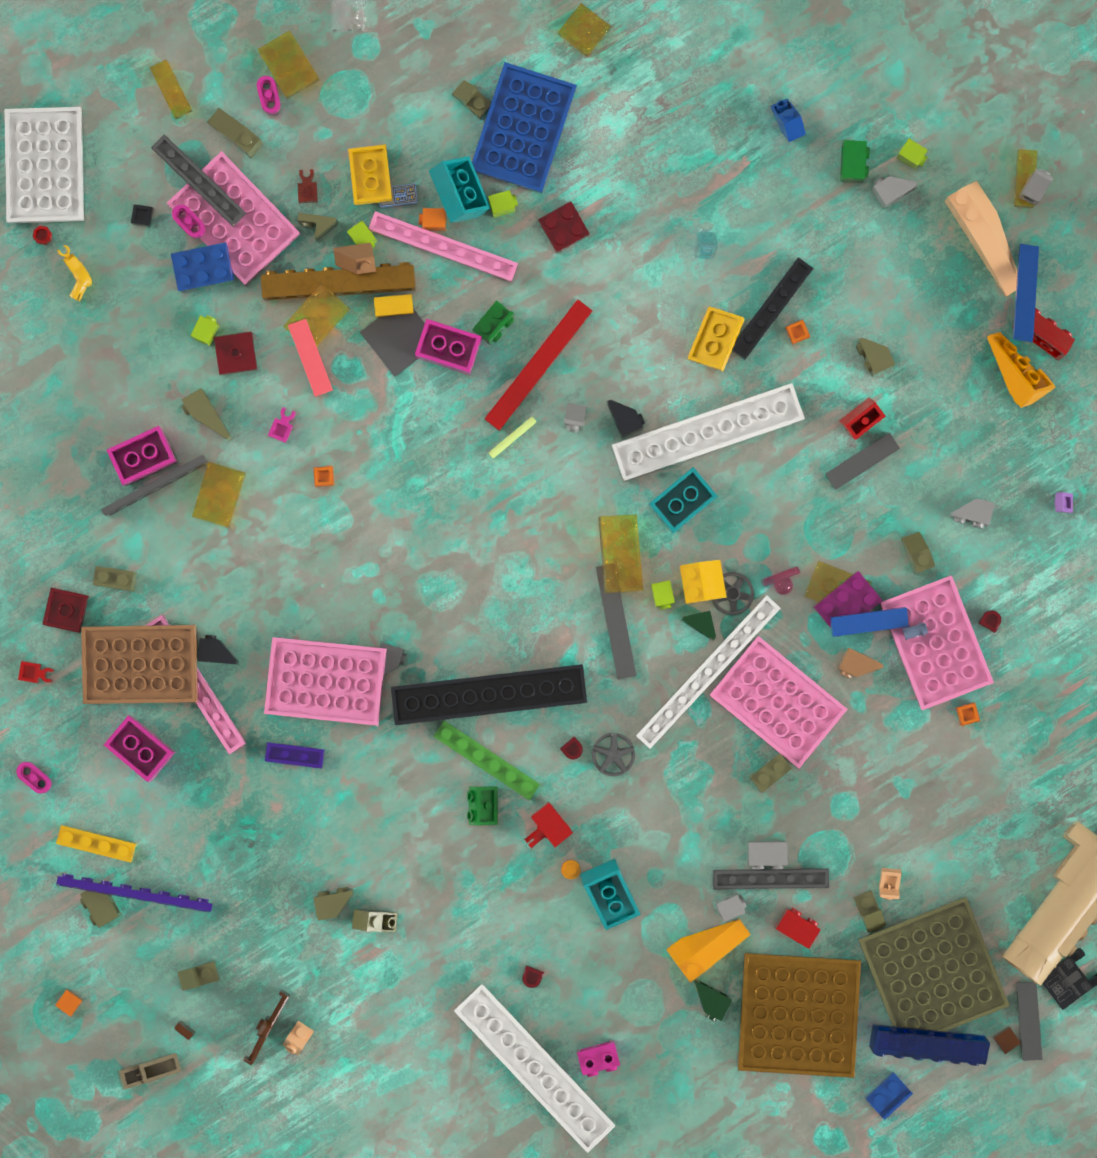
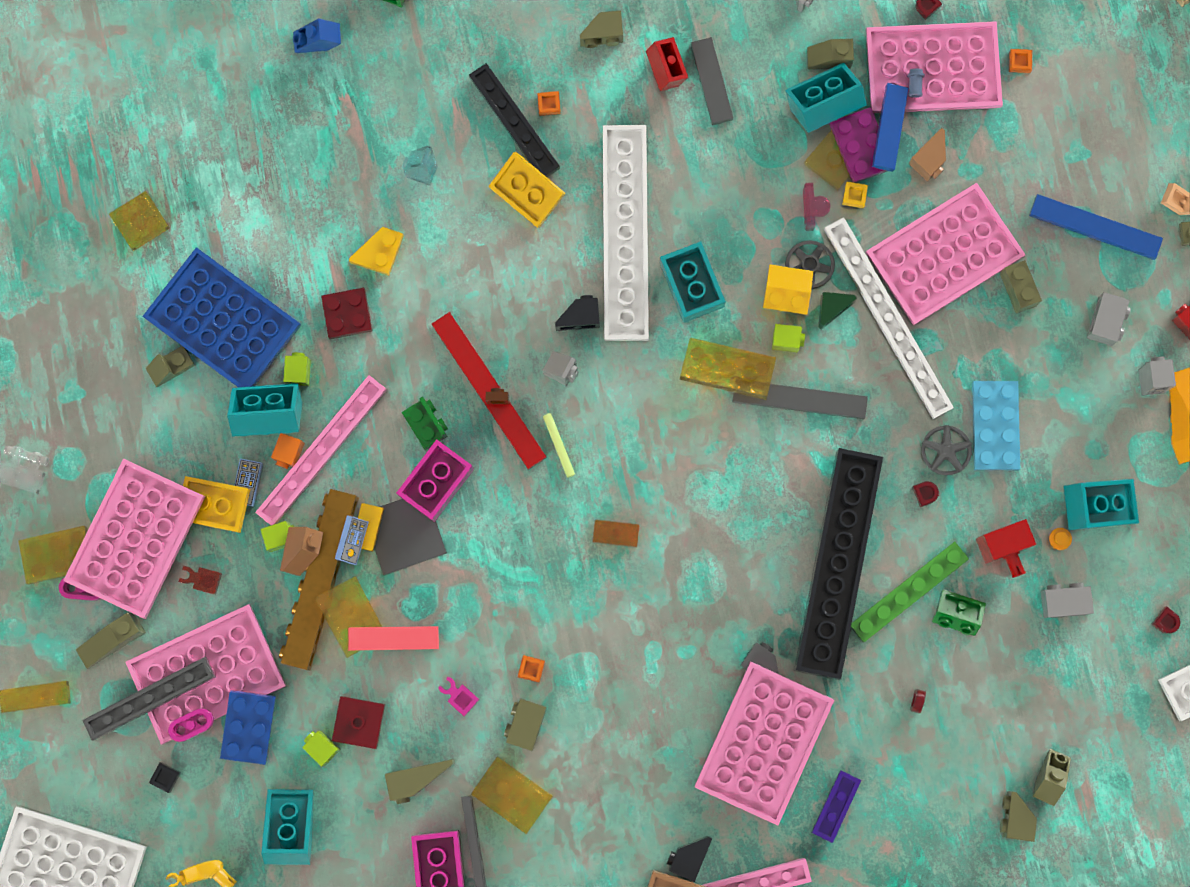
camera: 65 degrees left, 5 degrees down
(135, 326) = (288, 827): none -> teal slope
(277, 486) = (525, 725): none -> olive brick
(321, 122) = (134, 538): none -> bright pink plate
(323, 223) = (248, 575): olive slope -> none
(377, 296) = (351, 540): none -> tile
(400, 794) = (918, 701): none -> dark red tile
(455, 507) = (615, 533): none -> clear orange plate
(520, 890) = (1067, 601): none -> light grey brick
(534, 373) = (497, 396): none -> reddish brown plate
(624, 235) = (379, 251): none -> yellow wing
(647, 789) = (996, 425): none -> medium azure plate
(771, 878) = (1135, 326): dark grey tile -> none
(803, 611) = (855, 195): none -> yellow plate
(844, 820) = (1096, 227): none -> blue tile
(876, 560) = (826, 97): none -> teal brick

